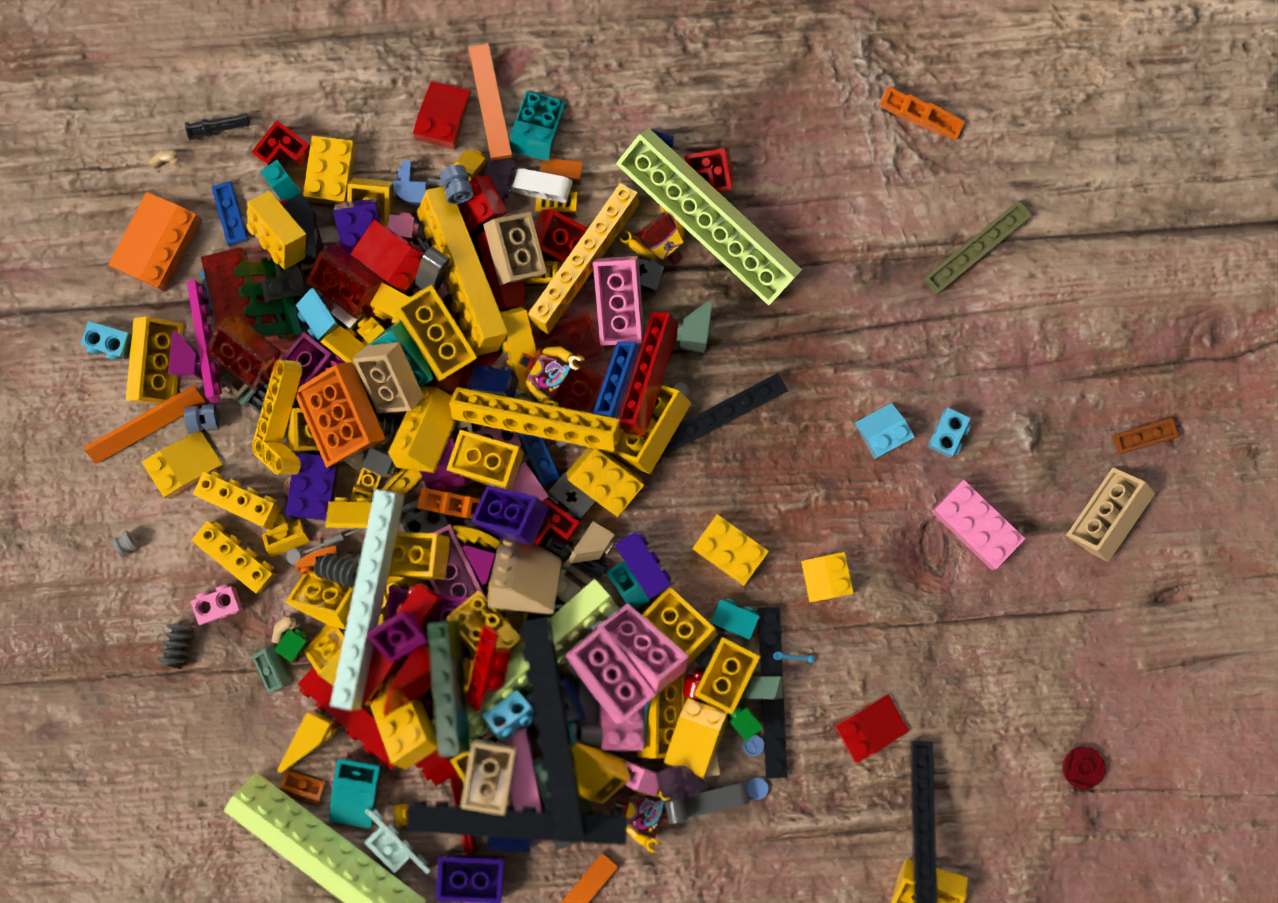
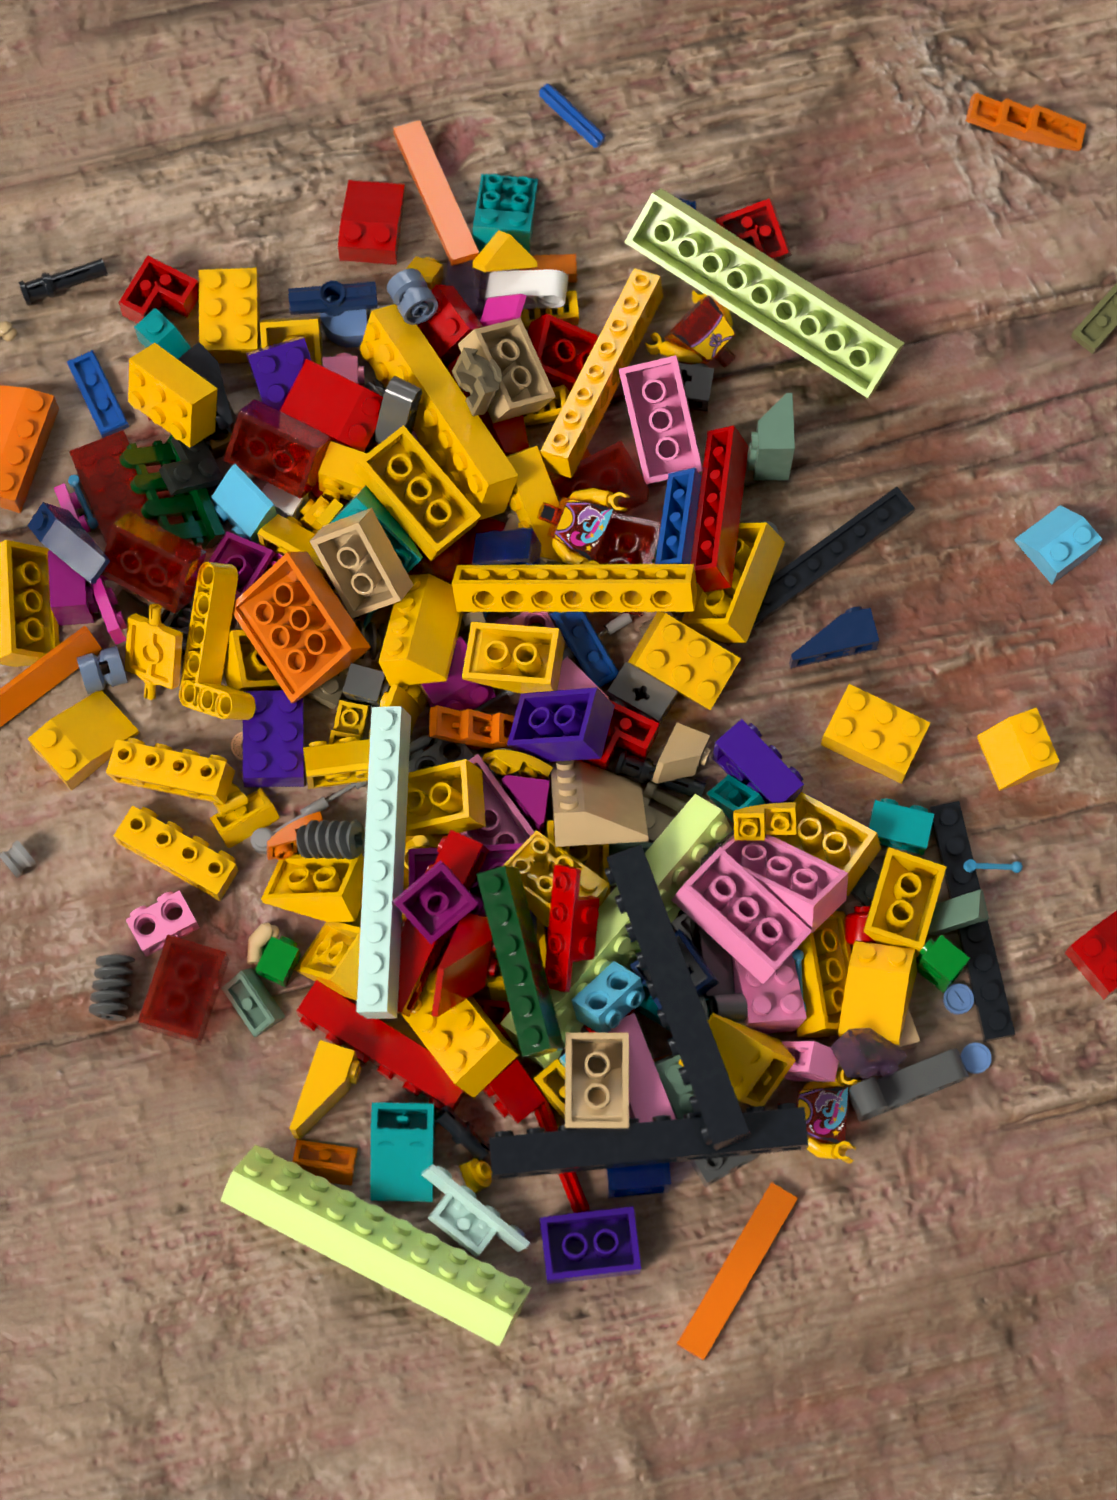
camera: 10 degrees left, 10 degrees down
(187, 325) = (69, 541): none -> slope
(223, 656) = (183, 990): none -> clear red brick
(237, 413) = (153, 651): none -> yellow plate
(388, 173) = (352, 297): none -> dark blue piece
(397, 786) = (462, 1132): none -> black pin
(401, 483) = (399, 697): none -> yellow slope
(492, 255) = (479, 378): none -> dark tan cylinder
(520, 202) = (502, 309): none -> dark pink slope
(527, 160) = (503, 254): none -> yellow slope
(597, 56) = (572, 115): none -> blue axle
(634, 606) = (766, 819): none -> yellow slope
(723, 475) = (845, 636): none -> dark blue slope

